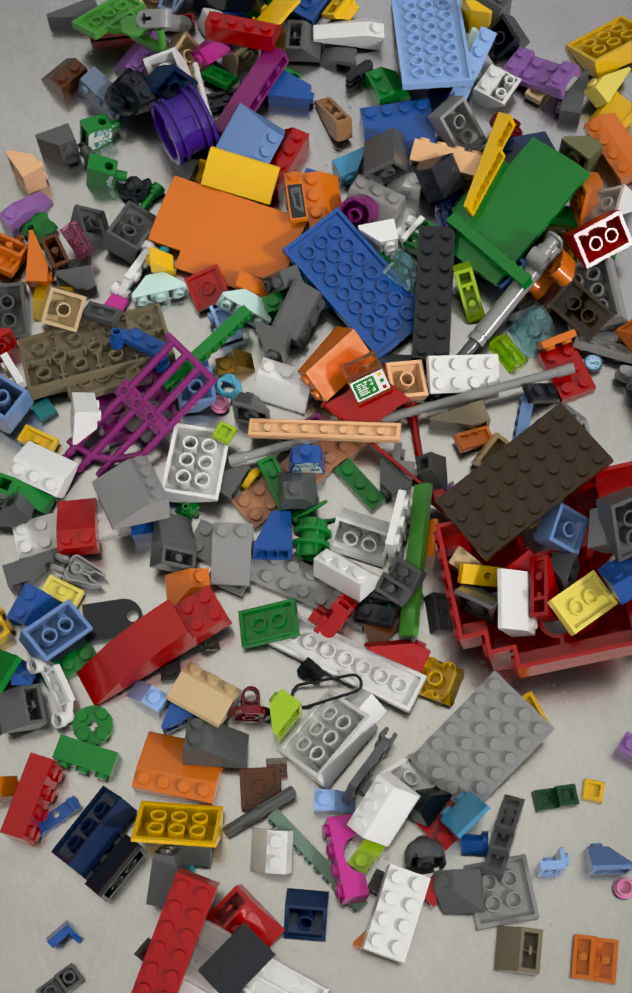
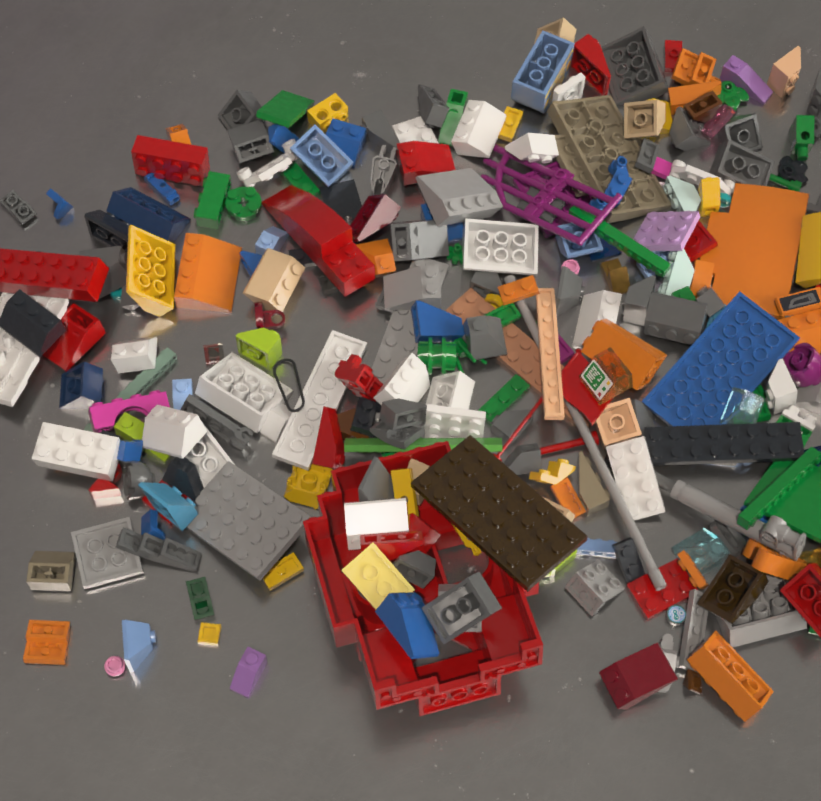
camera: 80 degrees right, 5 degrees down
(44, 410) = (541, 125): teal tile -> none
(62, 590) = (363, 164): light yellow plate -> none
(141, 585) = (374, 215): none -> slope
(198, 307) = (667, 230): none -> lavender plate
(214, 746) = (226, 298): dark grey slope -> none
(224, 433) = (533, 266): lime tile -> none
(231, 379) = (598, 273): medium azure piece -> none
(249, 450) = (518, 290): none -> orange plate
(258, 785) = (194, 340): reddish brown tile -> none
(259, 811) = (171, 340): dark grey axle -> none
(269, 623) = (349, 330): green tile -> none
(306, 459) = (516, 337): blue torso -> none
(309, 669) = (307, 369): black tile -> none
(386, 573) = (402, 413): none -> dark grey slope
(393, 856) = (130, 450): none -> blue tile
(399, 455) = (535, 428): light grey slope -> none
(448, 445) = (555, 473): none -> yellow slope
(459, 891) = (105, 511): dark grey slope -> none
(468, 291) = (736, 477): lime slope -> none
(507, 352) = (674, 529): clear neon green slope -> none
(553, 865) = (132, 598): light blue bracket -> none
(562, 529) = (456, 560): medium blue slope -> none

